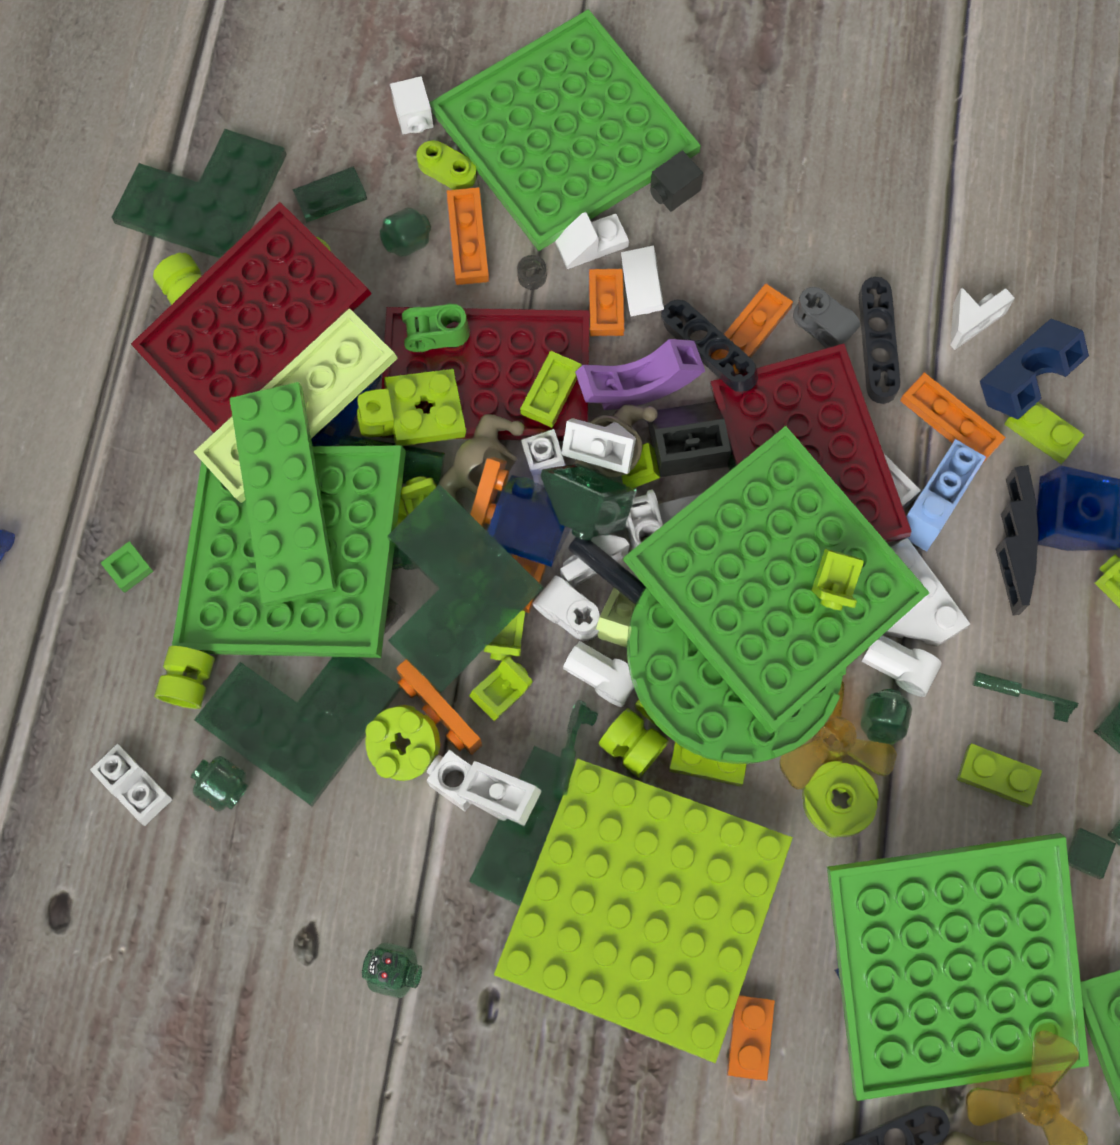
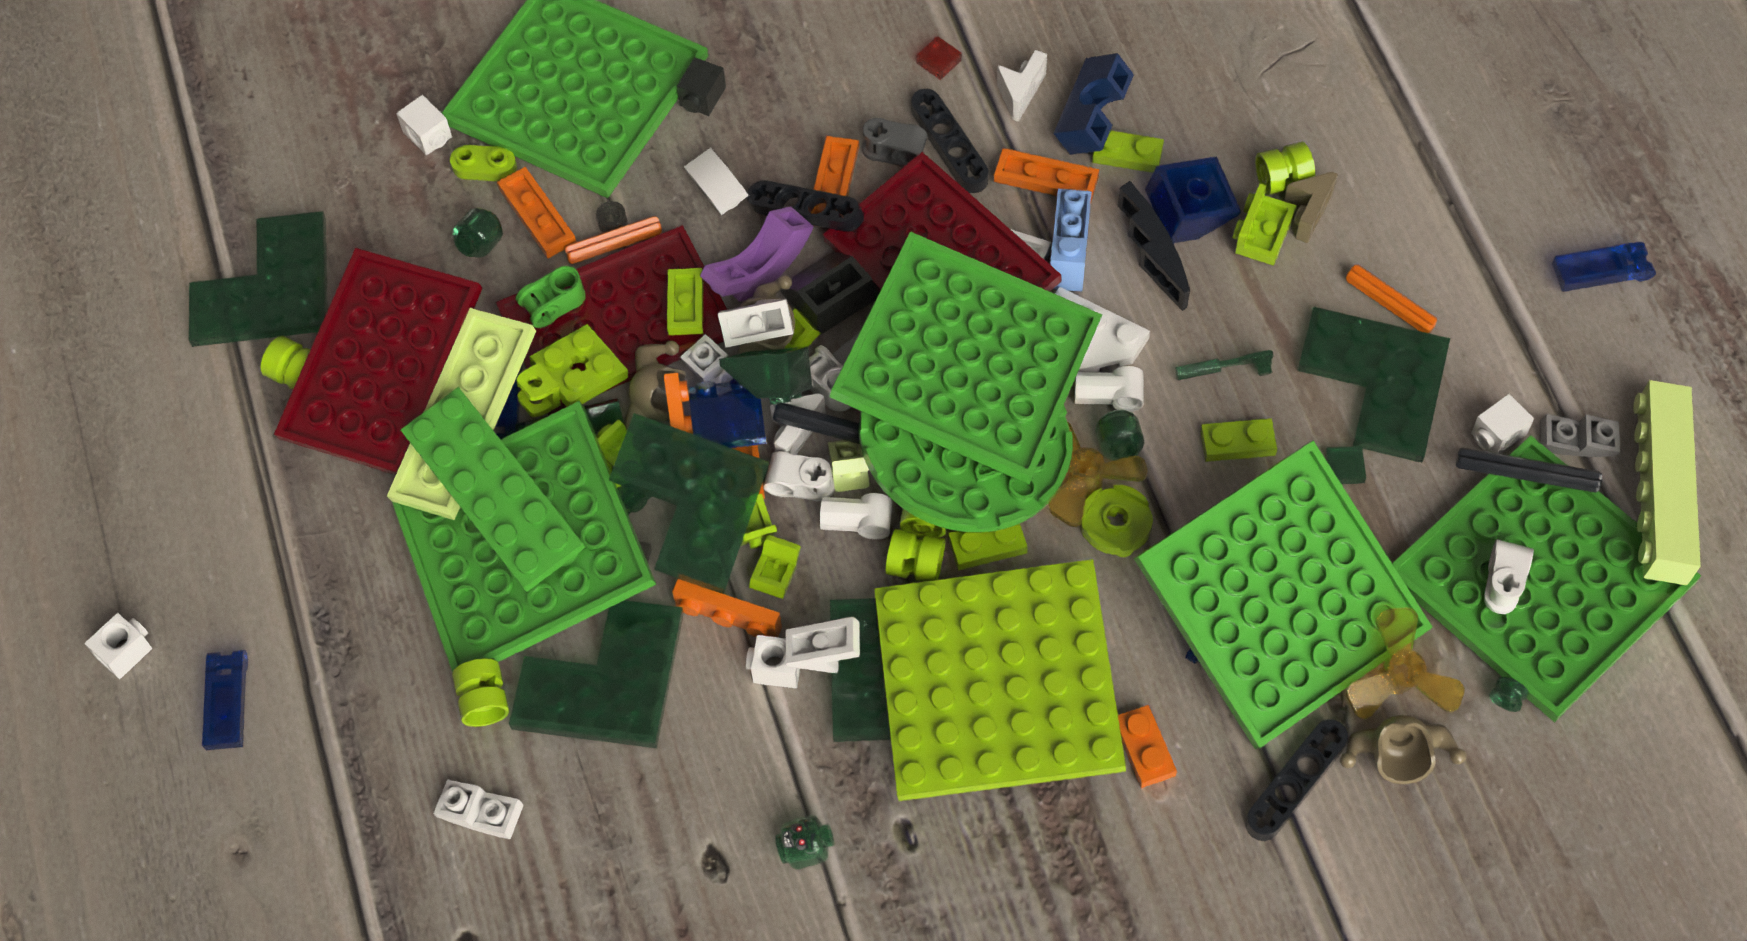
camera: 25 degrees left, 10 degrees down
(126, 567) = (372, 628): bright green plate -> none
(219, 783) = (562, 766): clear green head -> none
(330, 194) = (389, 230): clear green plate -> none
(390, 760) = (689, 653): lime plate -> none
(522, 294) = (613, 239): none -> orange axle
(580, 715) = (855, 560): clear green piece -> none
(591, 240) = (650, 168): white slope -> none
(606, 302) = (693, 212): orange plate -> none
(837, 579) = (1019, 331): lime bracket -> none
(911, 251) = (938, 57): none -> clear red plate

